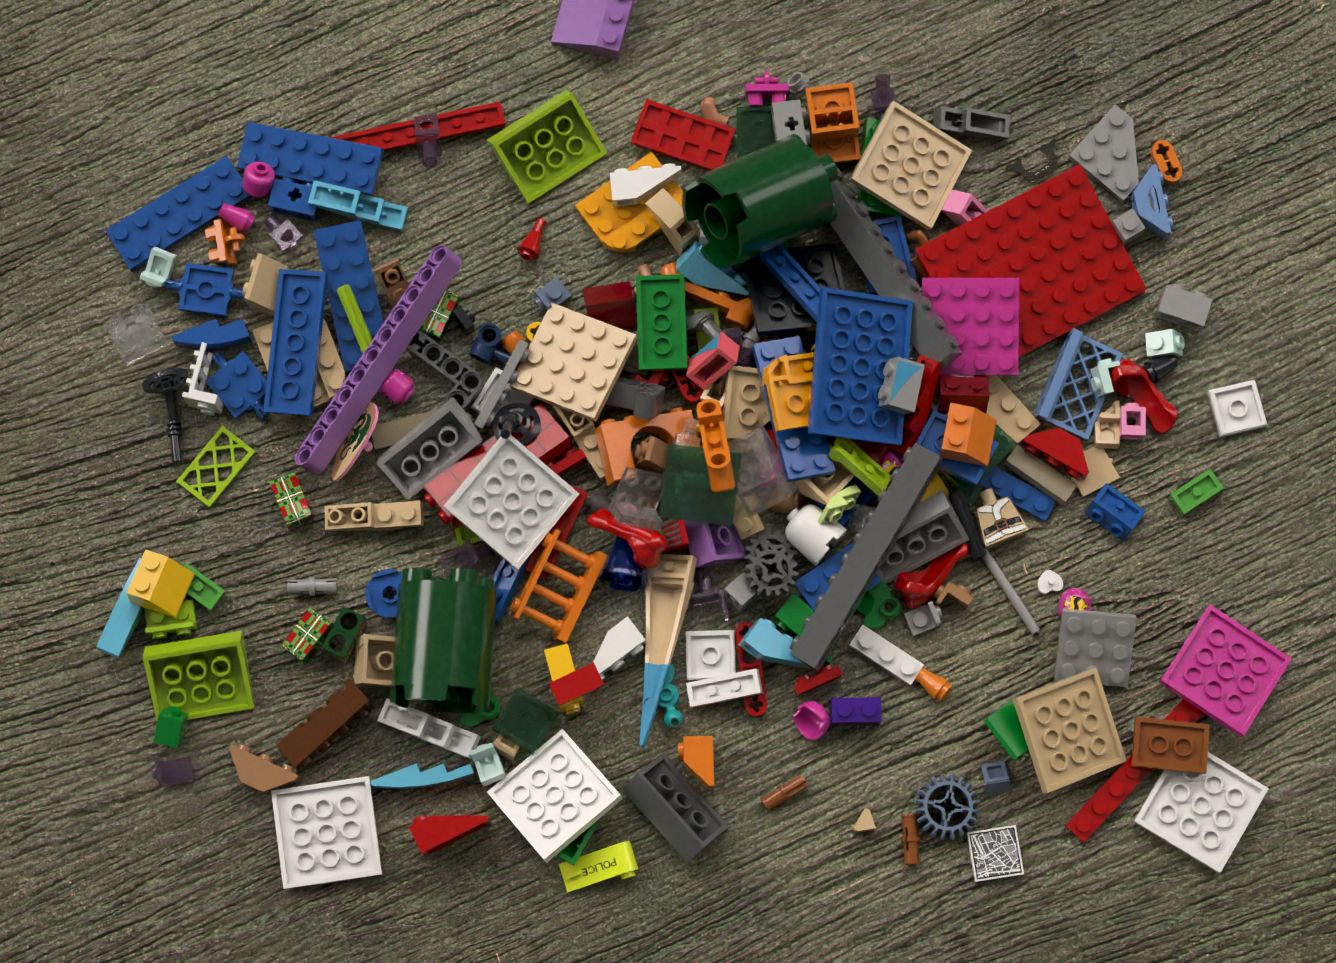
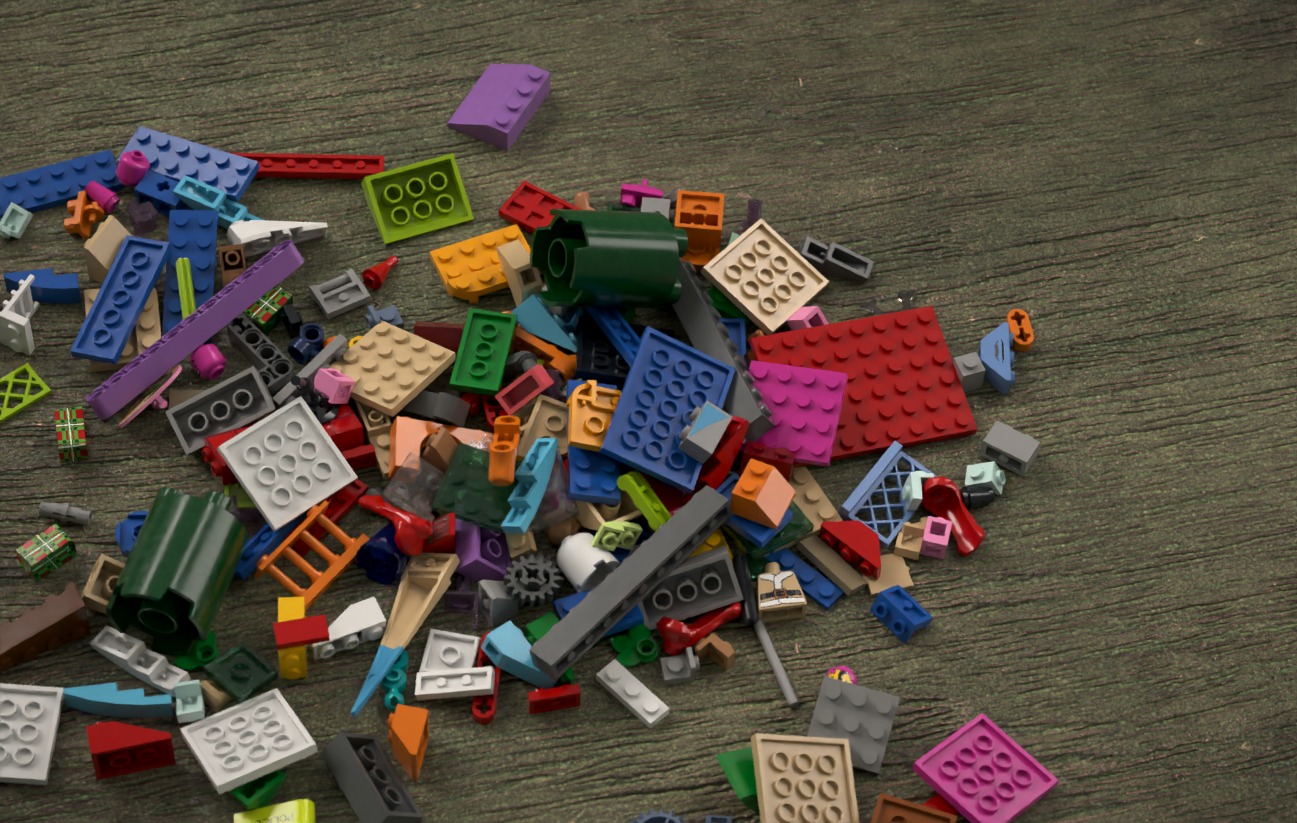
camera: 10 degrees right, 25 degrees down
(205, 289) = (51, 248): blue plate -> none
(239, 385) = (55, 332): blue plate -> none
(336, 629) = (84, 568): dark green piece -> none
(374, 516) = (146, 466): tan slope -> none
(404, 234) = (264, 236): none -> white wedge
(428, 140) = (305, 171): bracket -> none
(505, 281) = (342, 298): none -> light grey plate
(529, 398) = (334, 385): none -> bright pink brick
(639, 184) = (486, 237): white slope -> none
(749, 472) = (533, 479): none -> medium azure slope
(784, 792) = (490, 796): dark orange axle -> none
(811, 720) = (538, 731): dark pink hair -> none
(855, 711) = (585, 733): dark purple brick -> none
(934, 684) = (677, 730): orange cone -> none
(1049, 582) = (818, 663): white piece -> none
(1110, 154) = (965, 312): light grey plate -> none
(1196, 492) = (989, 611): bright green plate -> none
(1237, 408) = (1048, 550): white tile -> none

